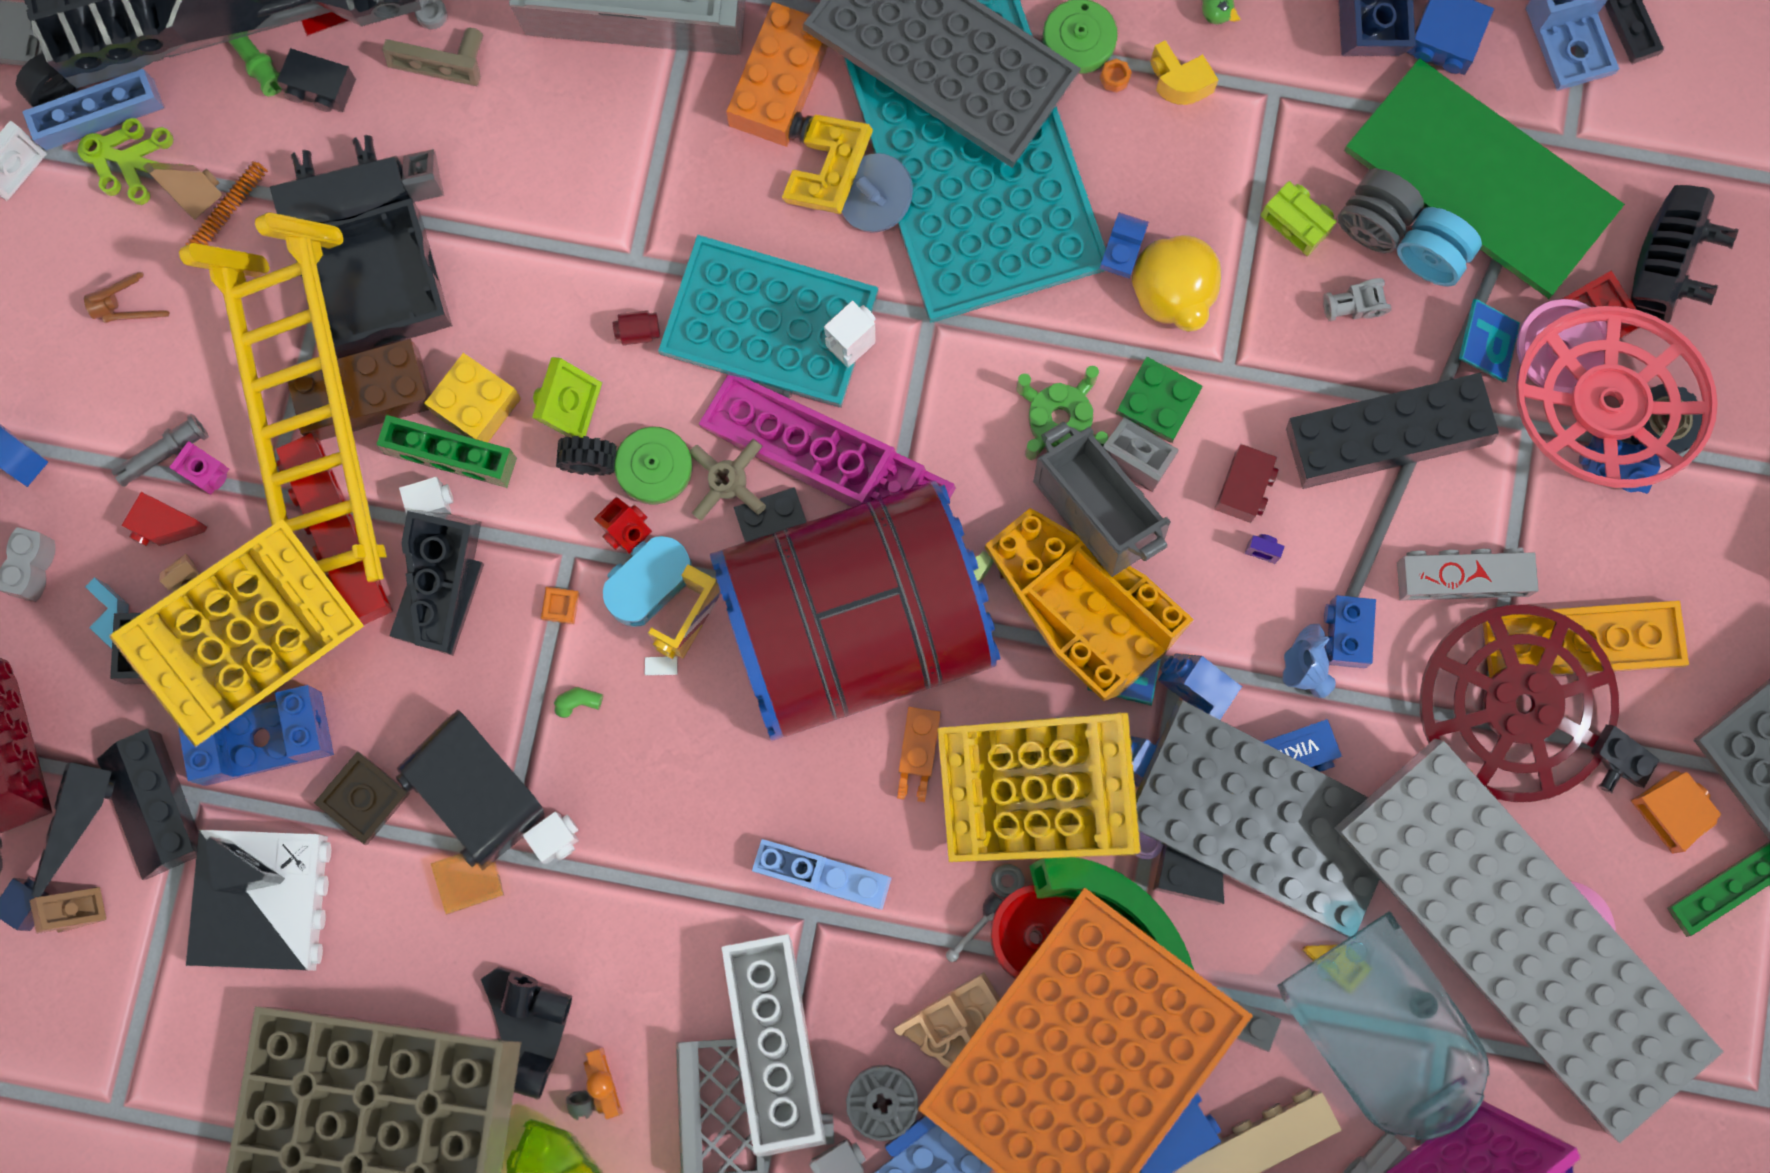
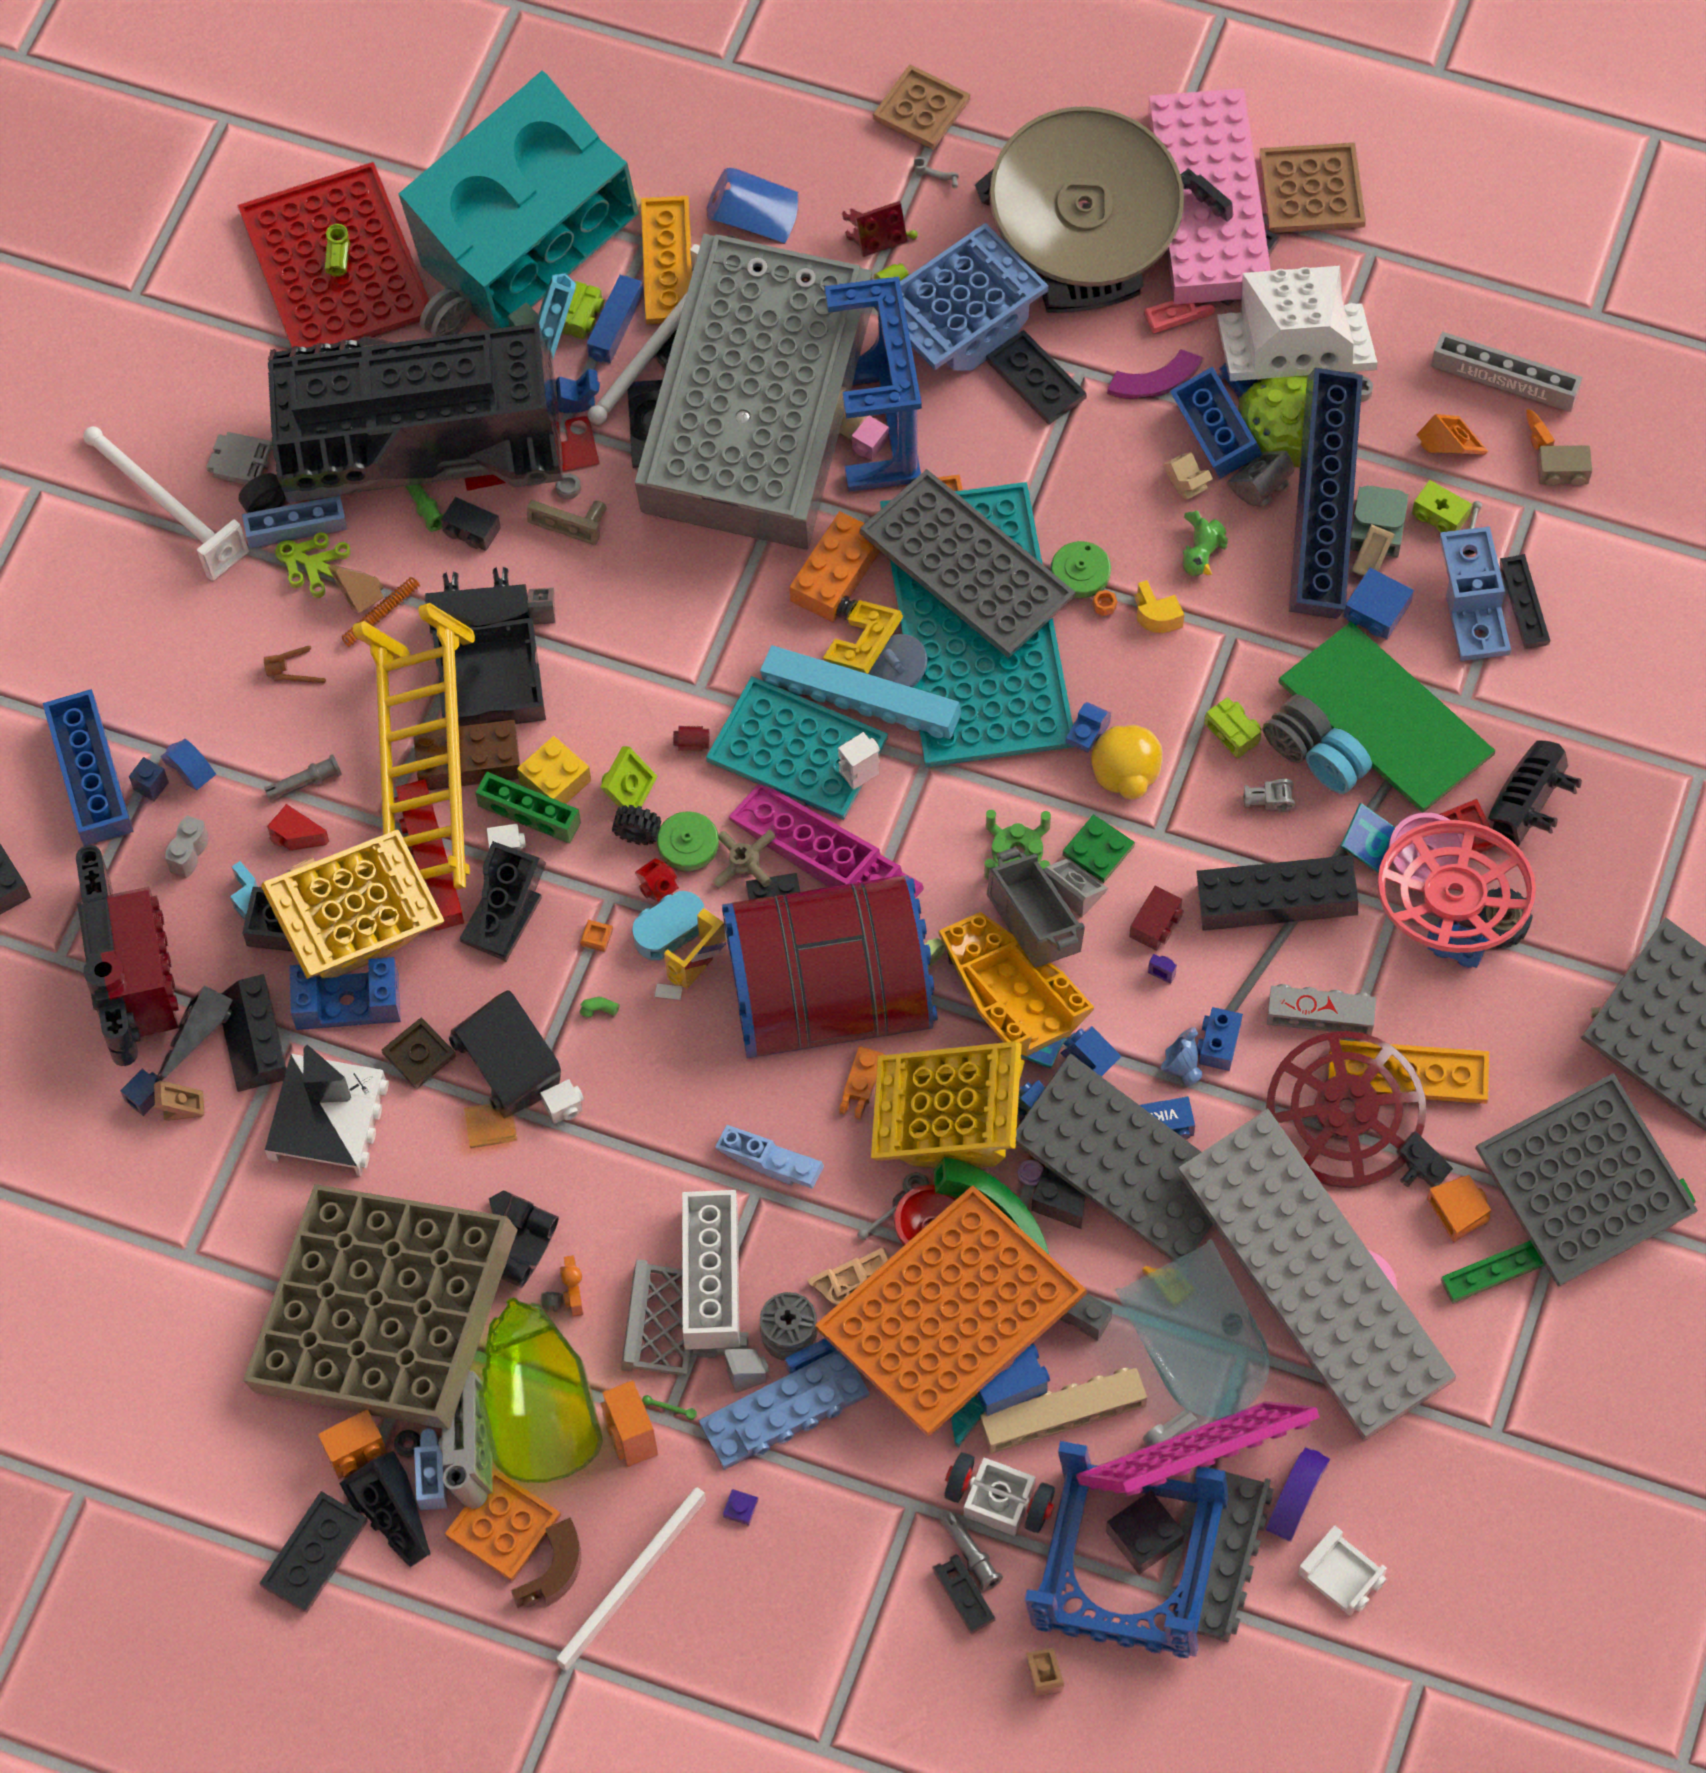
camera: 10 degrees right, 15 degrees down
(189, 462) = (324, 795): dark pink brick -> none
(836, 238) = (861, 692): none -> medium azure brick

